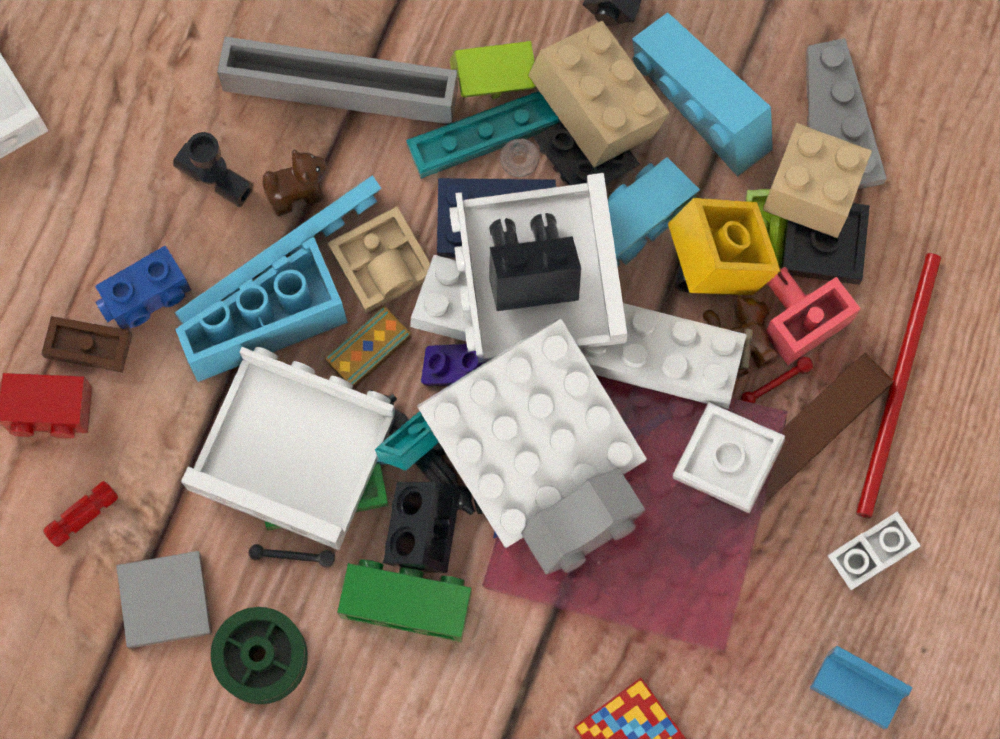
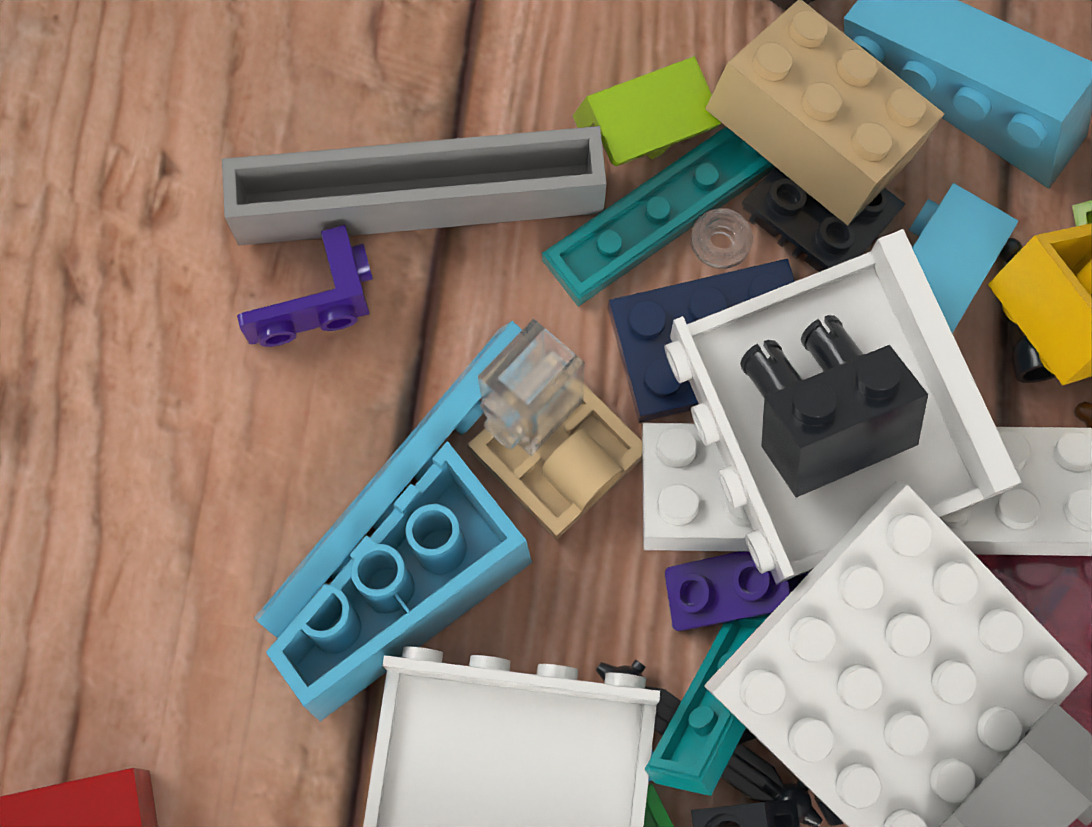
camera: 15 degrees left, 0 degrees up
(86, 344) = (123, 706): reddish brown plate -> none
(142, 289) = (190, 595): blue brick -> none
(203, 162) = (239, 363): black bar -> none
(266, 143) = (328, 309): none -> dark purple bracket
(295, 182) = (392, 361): reddish brown animal -> none
(368, 217) = (531, 388): none -> clear brick
(368, 347) = (575, 594): pearl gold tile -> none

